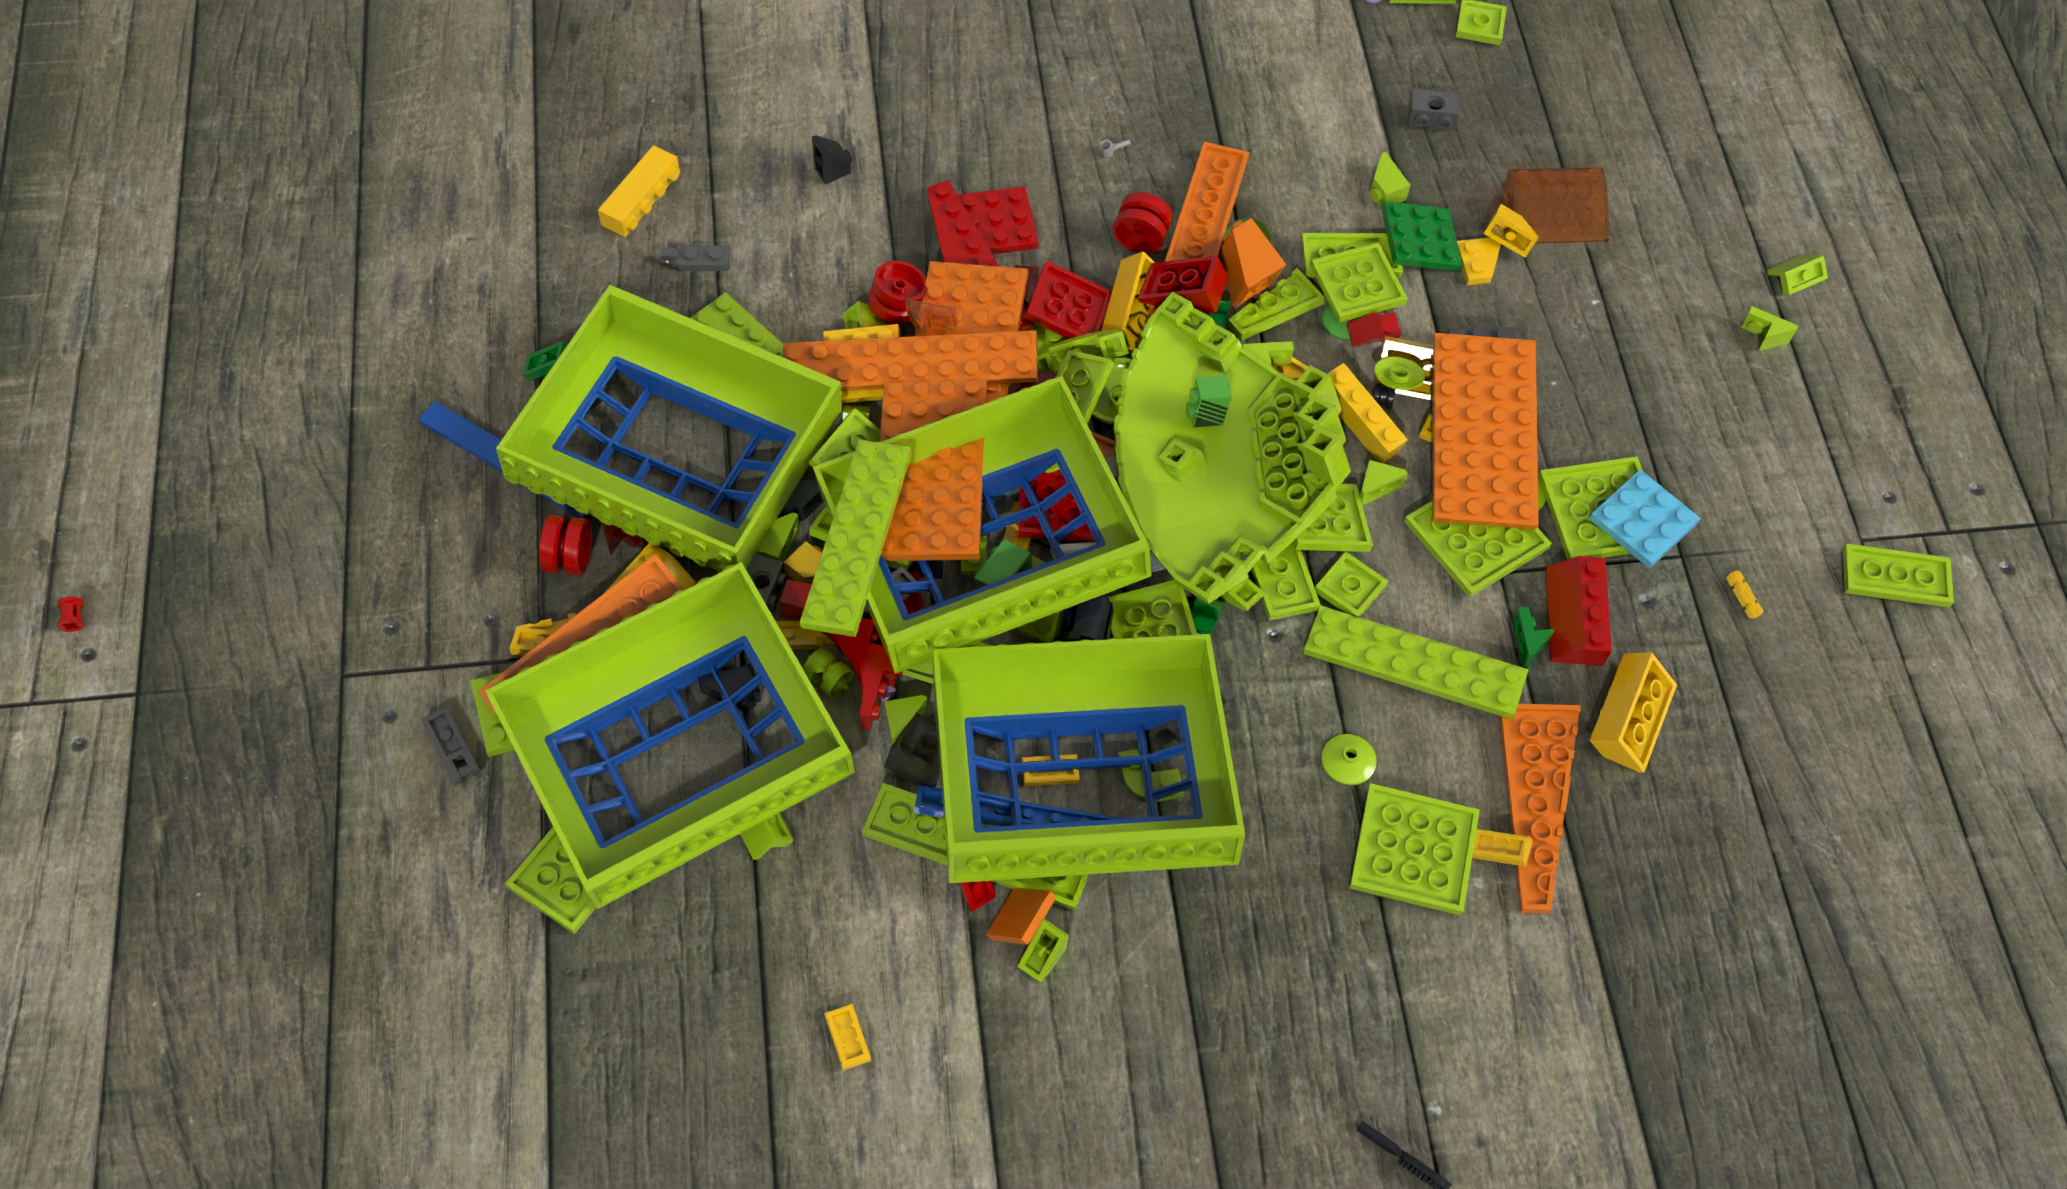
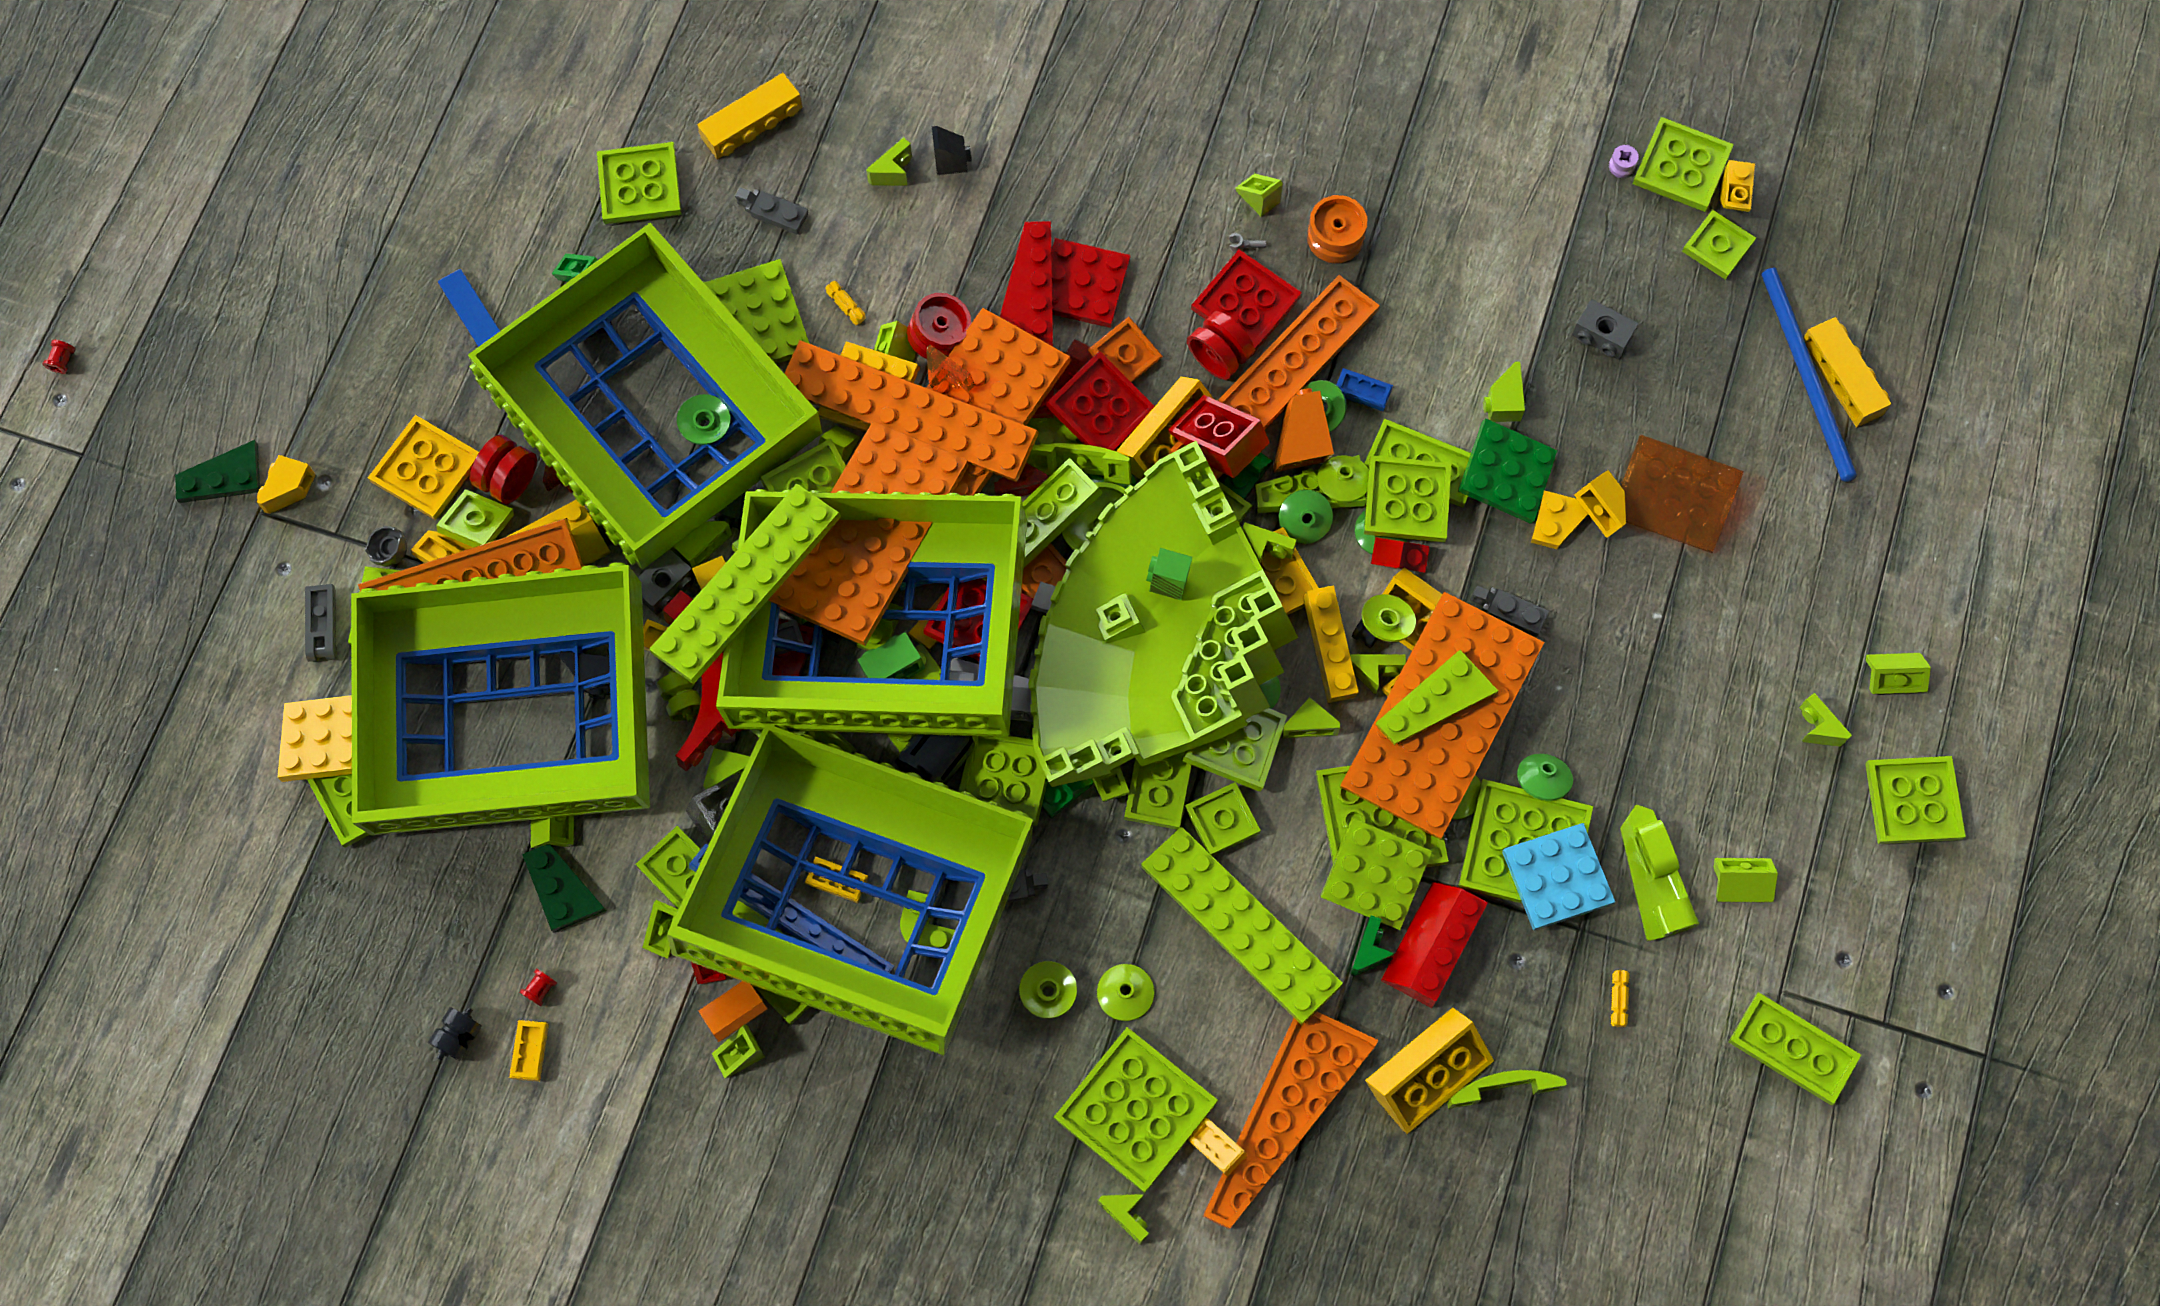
camera: 30 degrees right, 10 degrees up
(286, 658) = (222, 476): none -> dark green wing
(357, 639) = (286, 484): none -> yellow slope
(483, 654) = (386, 546): none -> dark grey hair
(485, 576) = (424, 467): none -> yellow plate
(506, 843) = (316, 739): none -> yellow plate
(557, 600) = (474, 519): none -> lime plate
(565, 276) = (638, 183): none -> lime plate
(727, 432) = (703, 408): none -> bright green dish
(770, 1057) = (454, 1034): none -> black wheel
(785, 188) = (888, 168): none -> lime slope
(800, 884) = (559, 889): none -> dark green wing
(801, 307) = (845, 302): none -> yellow axle
(827, 976) = (538, 987): none -> red bush
(918, 875) = (658, 927): none -> lime slope
(1064, 253) = (1128, 349): none -> orange tile
(1106, 103) = (1261, 192): none -> lime slope
(1137, 173) = (1249, 296): none -> red plate
(1184, 107) = (1337, 229): none -> orange wheel
(1272, 324) = (1299, 504): none -> bright green dish
(1275, 217) = (1364, 389): none -> blue plate
(1289, 771) = (1048, 975): none -> lime dish
(1297, 288) = (1341, 487): none -> lime dish
(1410, 417) = (1368, 666): none -> lime slope
(1450, 938) = (1119, 1208): none -> lime slope
(1479, 412) = (1444, 693): none -> lime wing
(1501, 574) = (1376, 873): none -> lime plate
(1586, 450) = (1545, 777): none -> bright green dish
(1603, 89) = (1809, 375): none -> blue piece
(1629, 76) = (1846, 372): none -> yellow brick
(1711, 487) = (1655, 876): none -> lime panel
(1722, 683) = (1540, 1082): none -> lime slope
(1783, 465) = (1745, 879): none -> lime panel
(1869, 357) = (1915, 800): none -> lime plate

